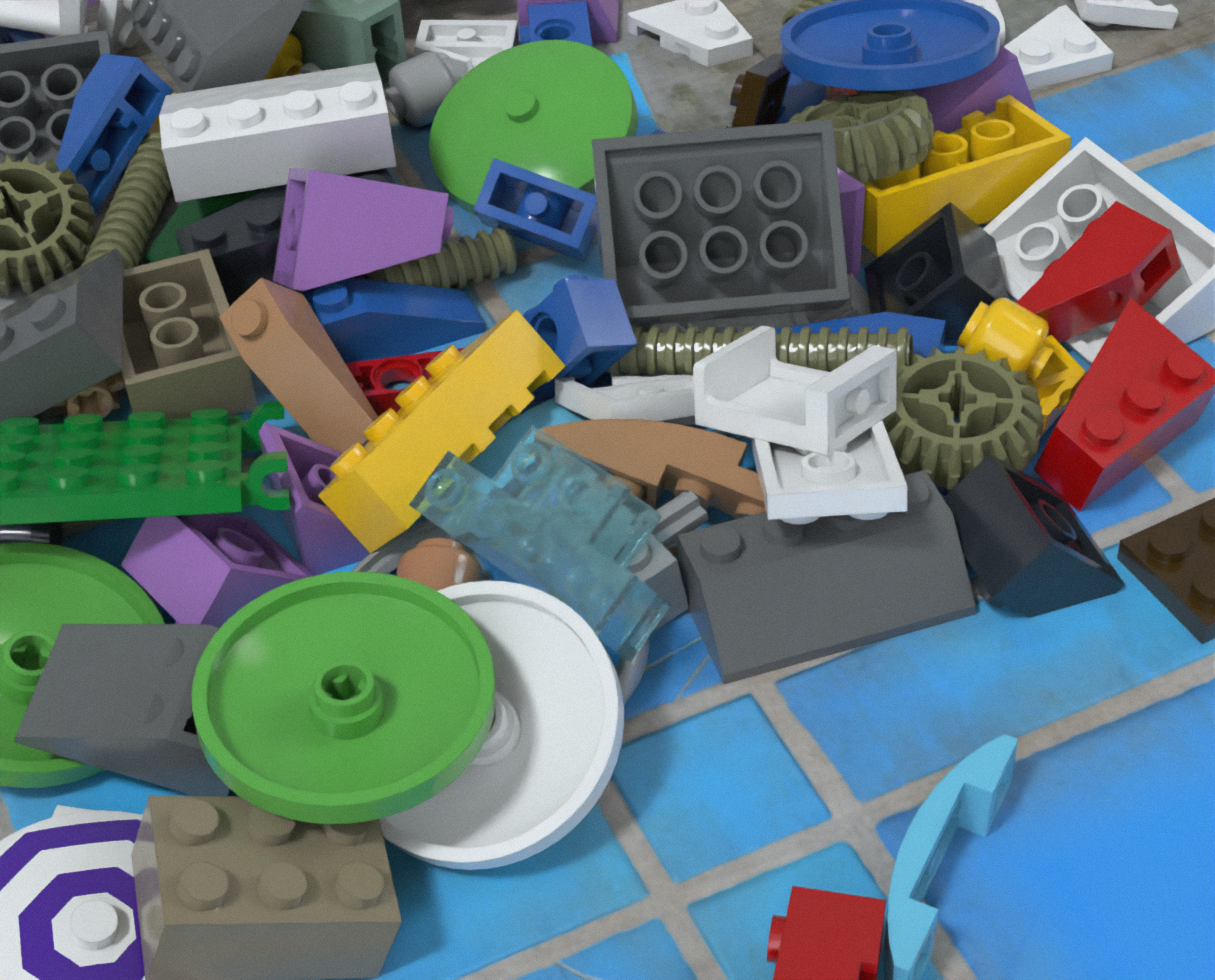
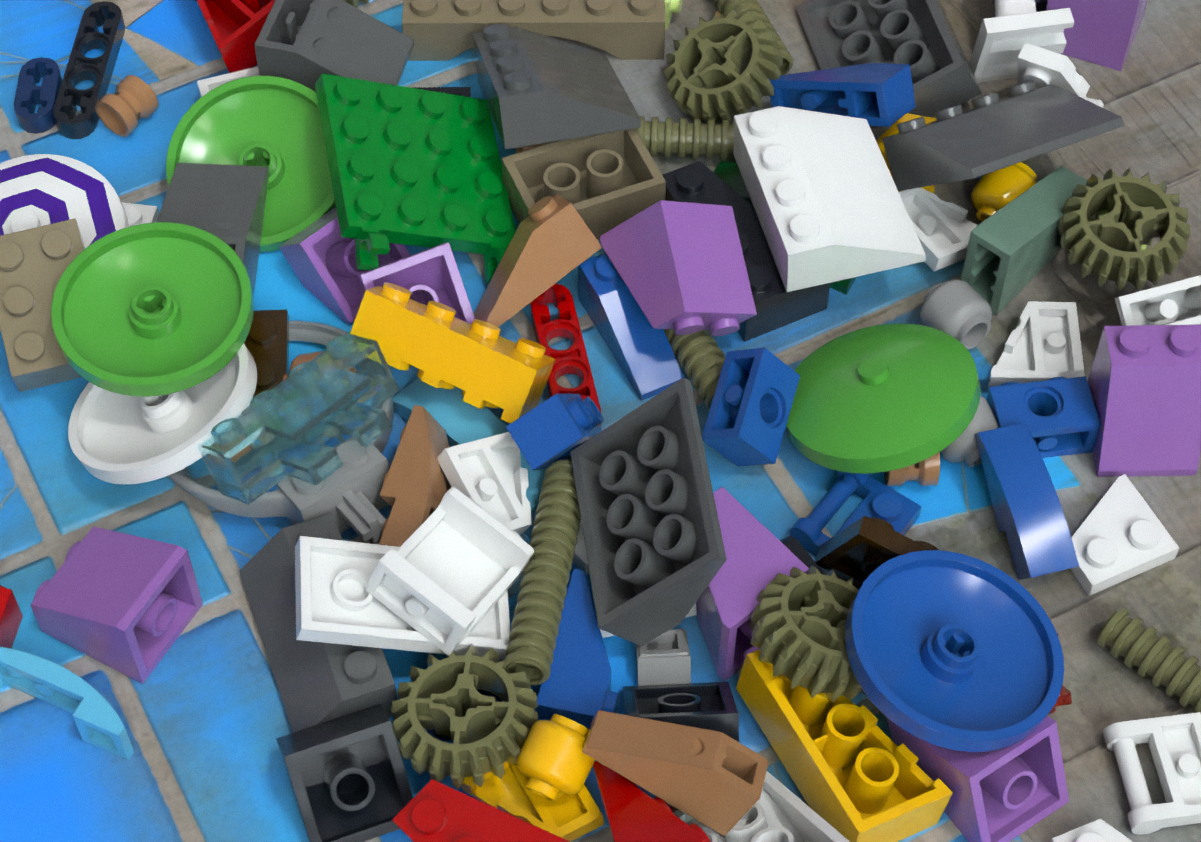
camera: 85 degrees right, 10 degrees up
(674, 53) = (1025, 502): none -> blue slope
(794, 765) = (120, 600): none -> medium lavender slope
(1015, 239) = (681, 764): none -> medium nougat slope

